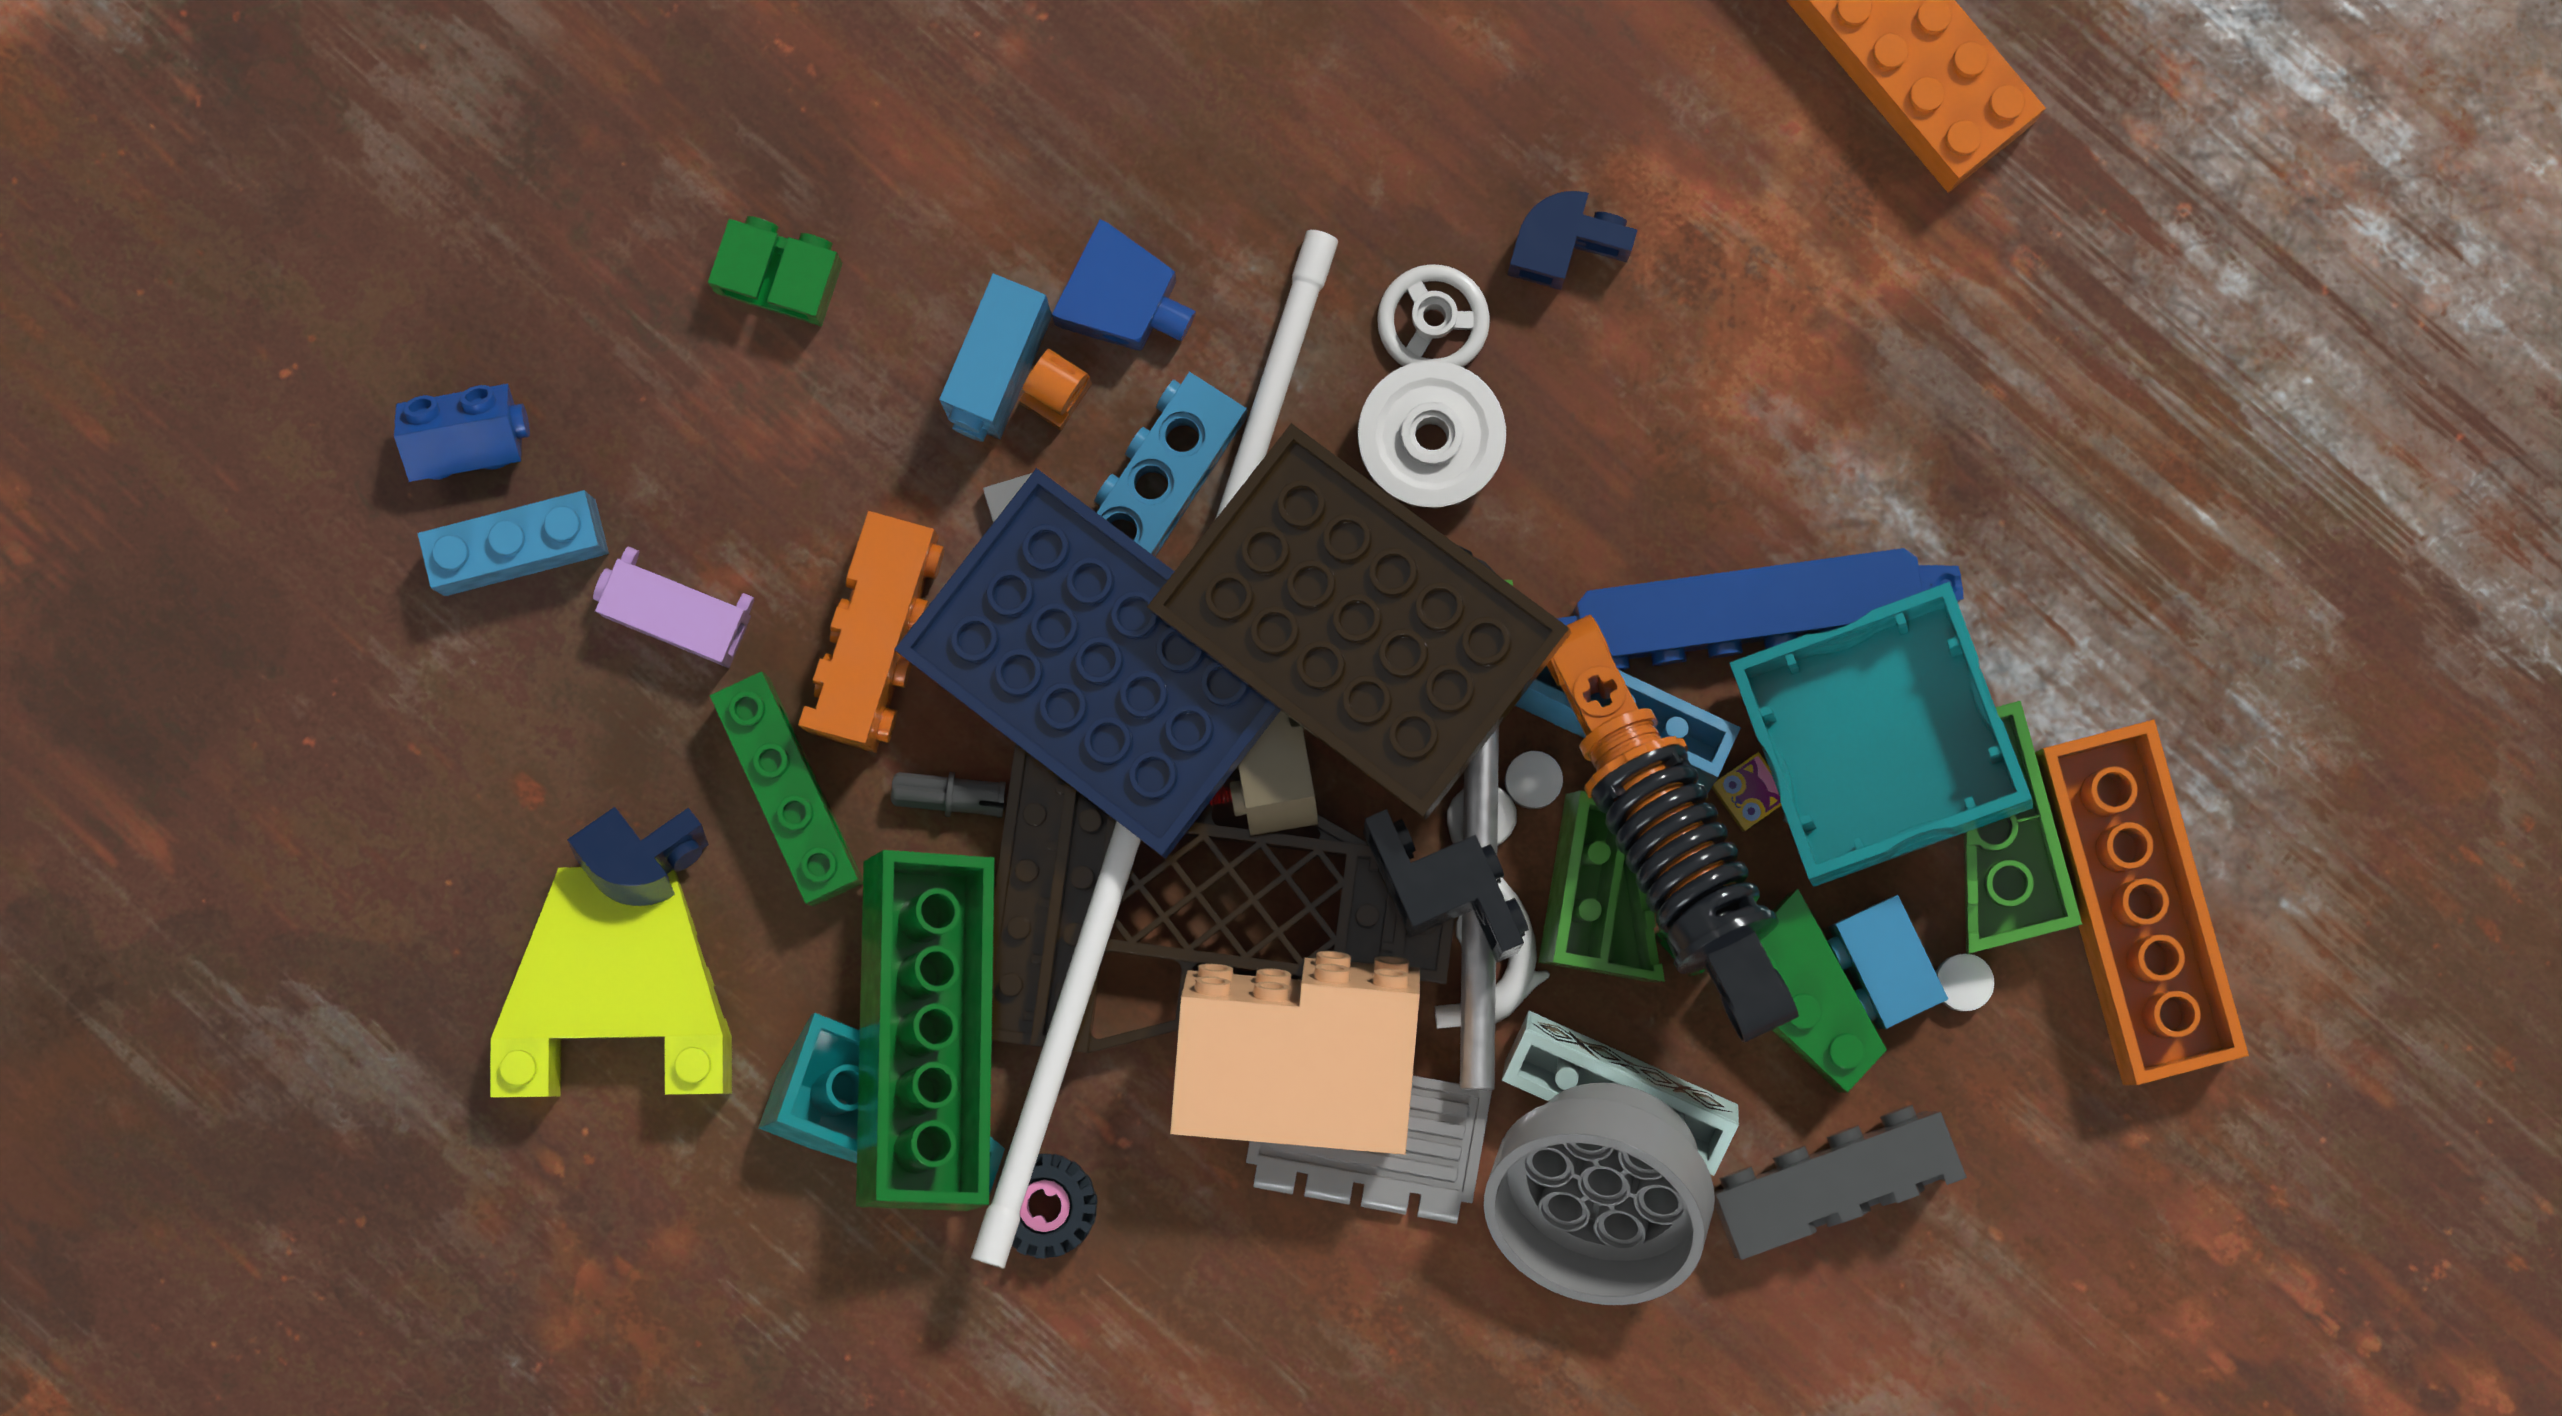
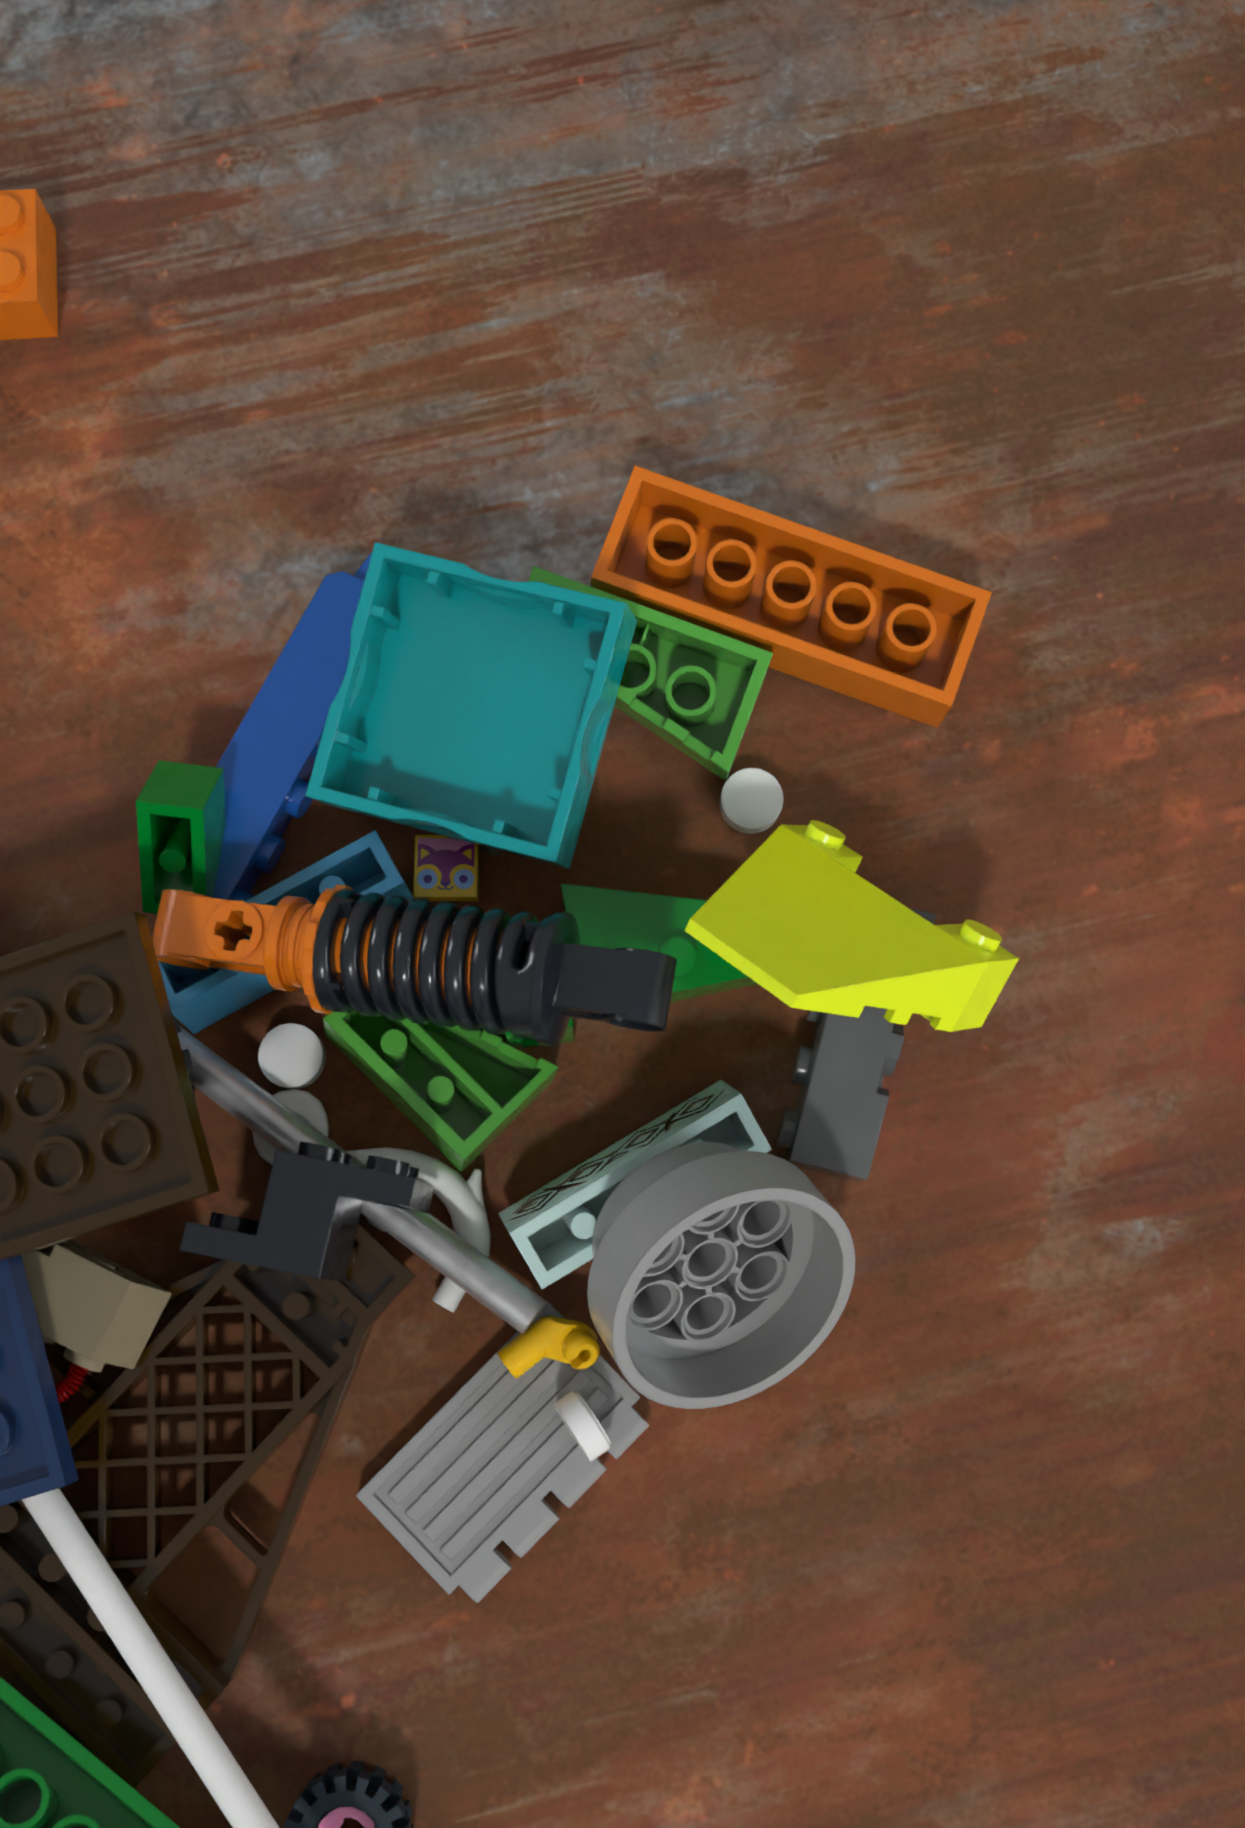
camera: 60 degrees left, 5 degrees down
(1299, 1058) = (372, 1484): light nougat piece -> none
(1427, 1175) = (583, 1425): none -> white tile
(1470, 1114) = (551, 1339): none -> yellow arm
(1639, 592) = (180, 830): none -> green slope
(1886, 963) = (681, 850): dark azure brick -> none
(1892, 1116) = (838, 943): none -> neon yellow wedge

